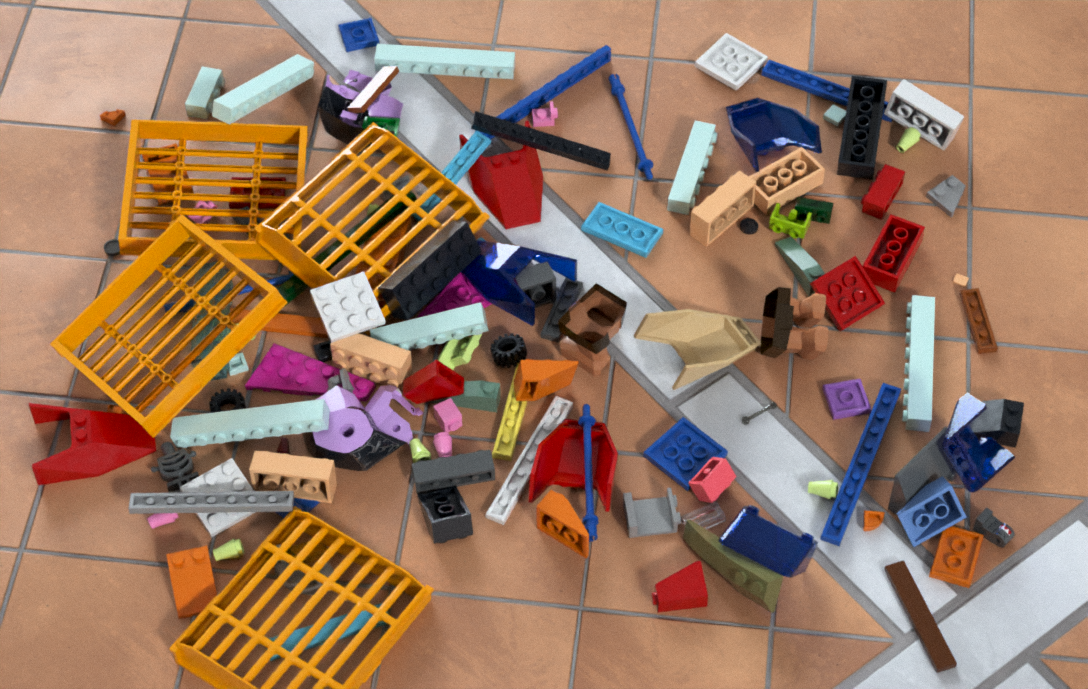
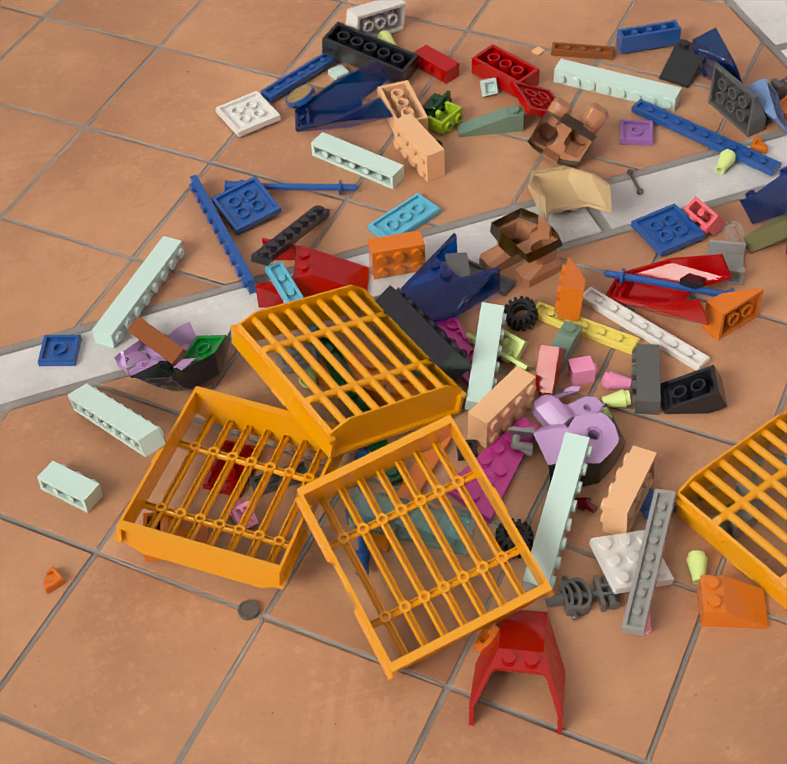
camera: 70 degrees left, 5 degrees down
(347, 307) = (453, 394): white plate -> none
(544, 116) = (246, 238): bright pink bracket -> none
(550, 229) = (396, 254): none -> orange brick
(587, 100) = (246, 205): none -> blue plate
(592, 479) = (692, 281): none -> black tile
(774, 92) = (300, 95): none -> tile
(862, 246) = (488, 86): none -> light aqua tile
(947, 194) = (451, 36): light grey wing -> none
(1023, 374) = (648, 36): none -> blue brick

